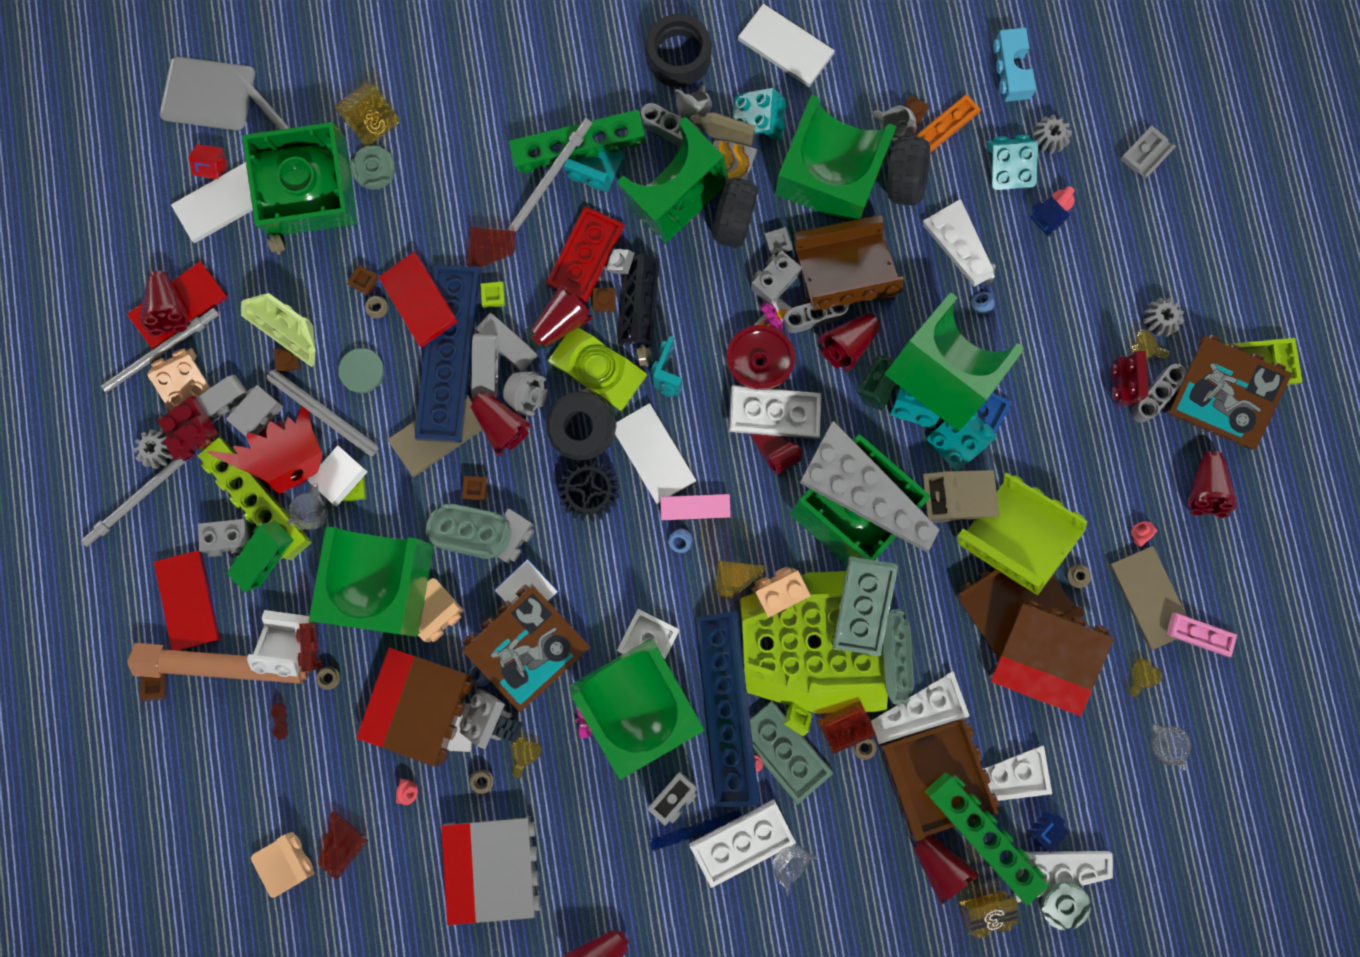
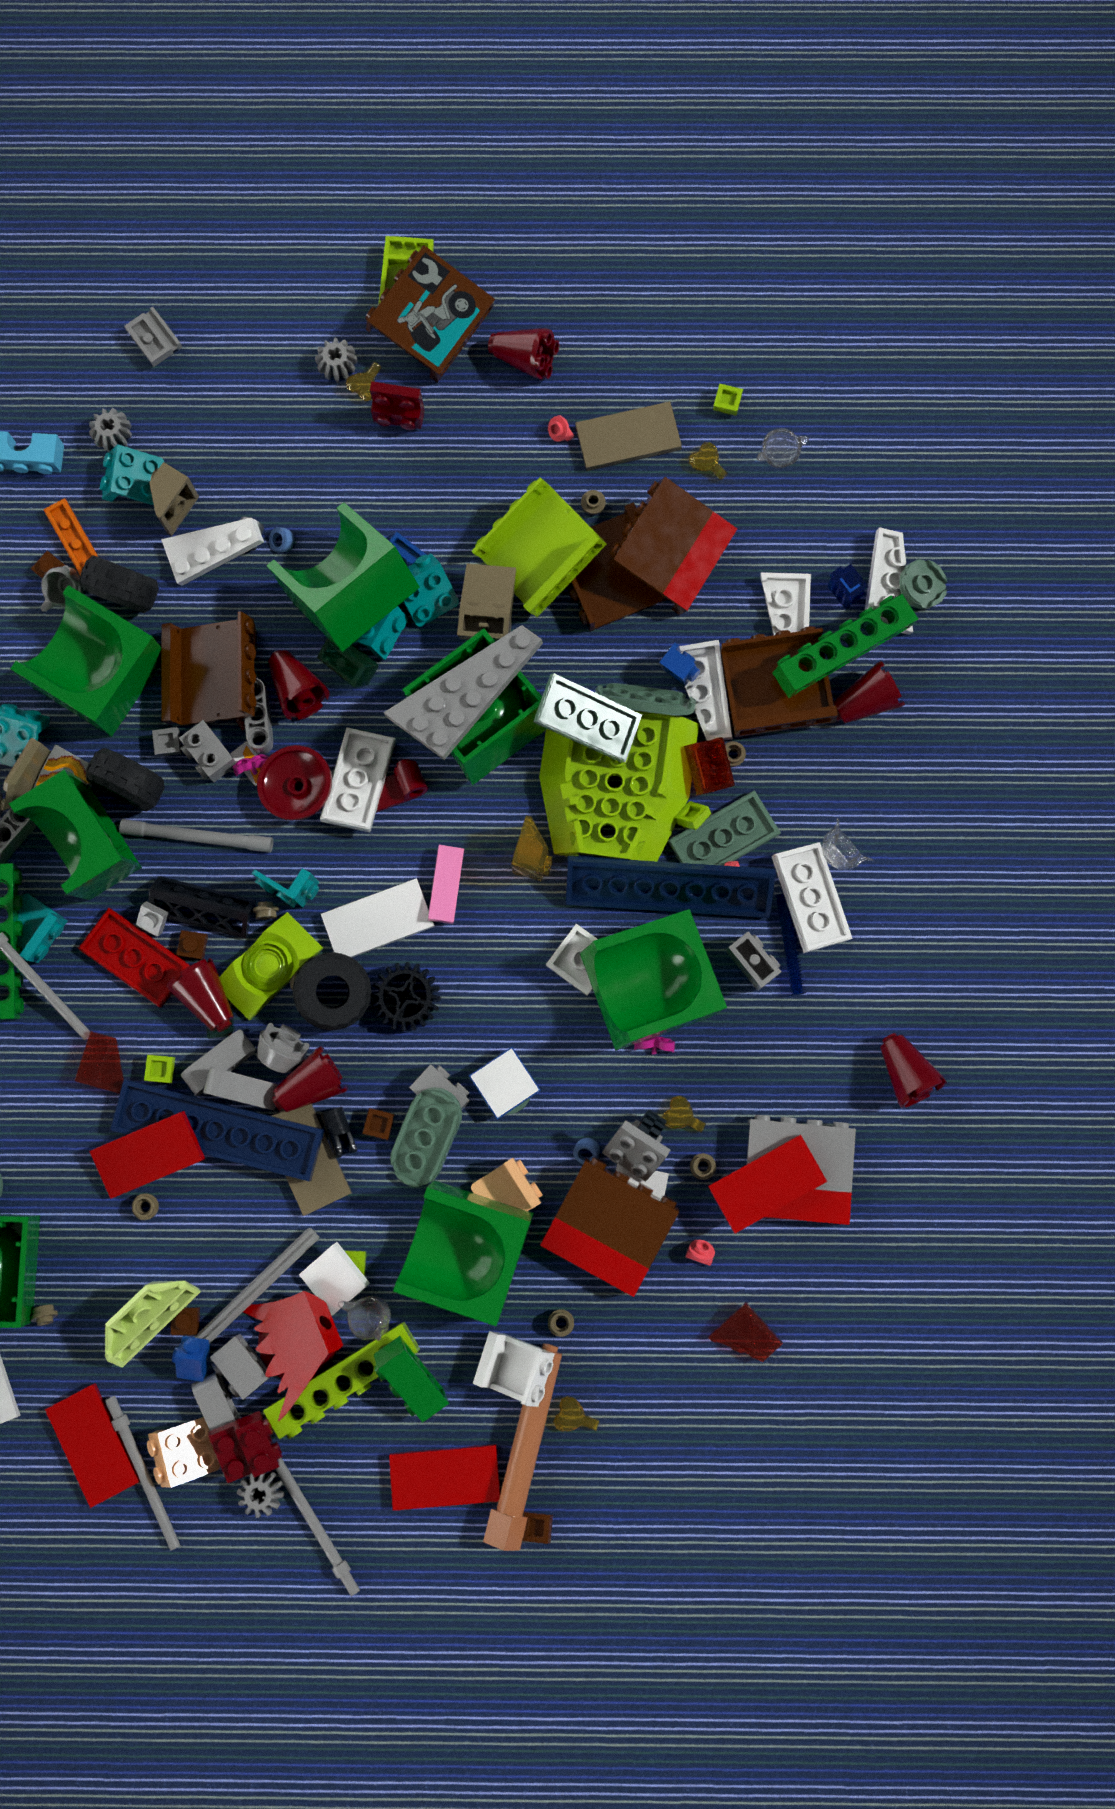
camera: 80 degrees left, 0 degrees up
(162, 306) = (92, 1458): dark red cone -> none
(223, 536) = (379, 1420): light grey brick -> none
(250, 702) = (573, 1416): none -> clear yellow rock
(254, 370) = (192, 1358): none -> blue brick
(279, 715) = (608, 1386): clear red piece -> none
(282, 864) = (757, 1402): light nougat bracket -> none
(309, 645) = (536, 1338): clear red wing -> none
(361, 370) = (216, 1235): sand green tile -> none
(363, 280) = (110, 1217): reddish brown plate -> none
(467, 453) = (337, 1125): none -> black hinge
(471, 843) = (767, 1183): none -> red tile
(524, 647) = (565, 1092): panel -> none
(684, 534) = (472, 903): medium blue piece -> none
(697, 238) = (142, 829): none -> light grey piece
(780, 591) = (554, 806): light nougat bracket -> none
(936, 683) = (679, 665): none -> blue brick
(989, 914) = (920, 659): clear yellow slope -> none
(999, 198) = (172, 496): none -> dark tan slope
(1049, 215) = (200, 451): clear blue brick -> none
(1065, 197) = (185, 433): coral plate -> none
(1166, 386) = (413, 371): light grey beam -> none
(1201, 634) = (674, 395): bright pink tile -> none
(1208, 686) = (727, 399): none -> lime plate

